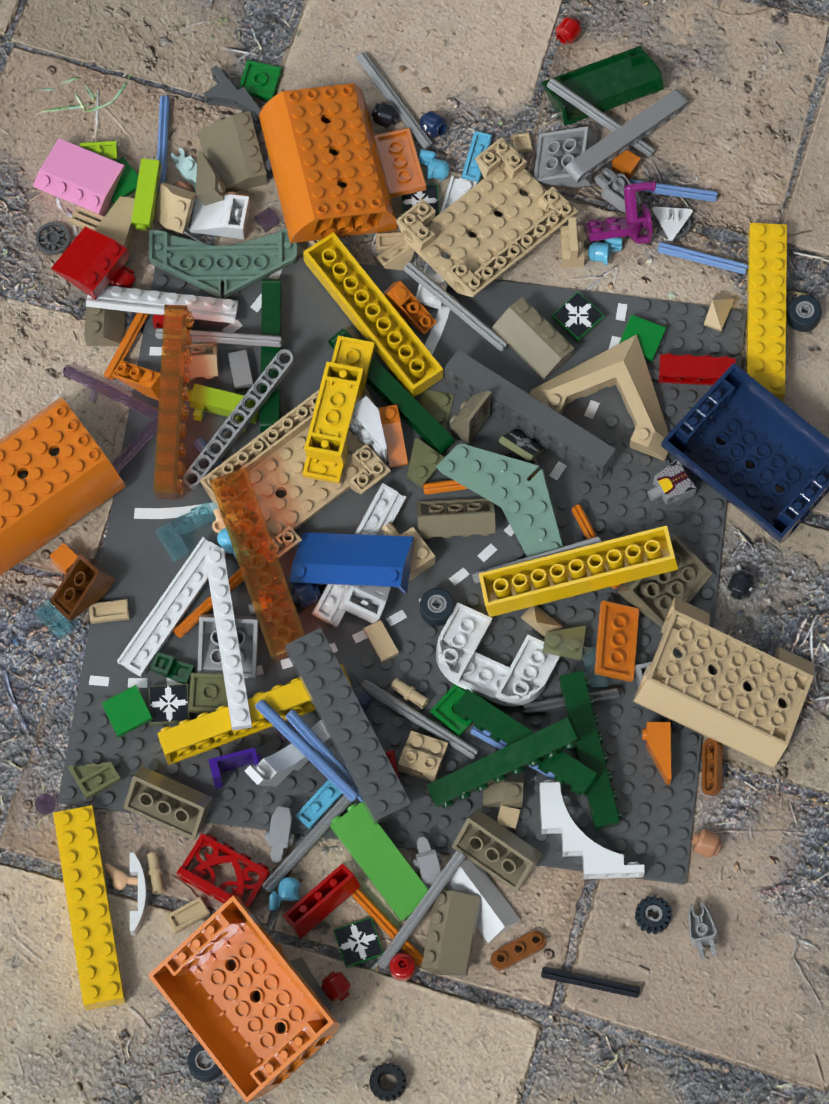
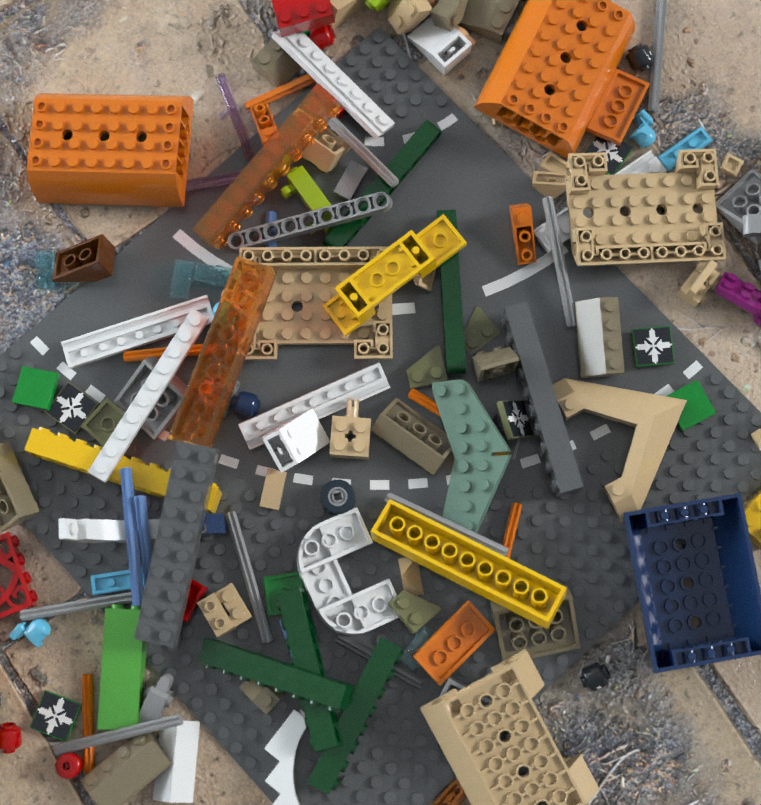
camera: 40 degrees right, 10 degrees up
(63, 558) = (91, 226): orange brick -> none
(109, 611) = (90, 297): tan tile -> none
(172, 668) = (98, 381): dark green slope -> none
(210, 264) = (399, 78): sand green wing -> none
(232, 761) = (56, 493): dark purple panel -> none
(267, 219) = (475, 73): clear purple tile -> none
(280, 832) = (66, 581): light grey hinge -> none
(321, 901) = (52, 661): red brick -> none
(353, 560) = (301, 409): blue slope -> none
(368, 425) = (409, 306): white slope -> none
(373, 315) = (488, 218): yellow brick -> none
(393, 436) = (421, 329): orange slope -> none
(410, 693) = (258, 550): tan pin -> none
(433, 124) = (672, 95): dark blue head -> none
(496, 850) = (218, 734): dark tan slope -> none
(508, 817) = (249, 714): tan tile -> none
(601, 250) = (718, 307): medium azure piece -> none
(659, 746) = (416, 754): orange slope -> none
(672, 484) = (608, 548): light grey torso -> none
(692, 369) = (709, 467): red brick -> none

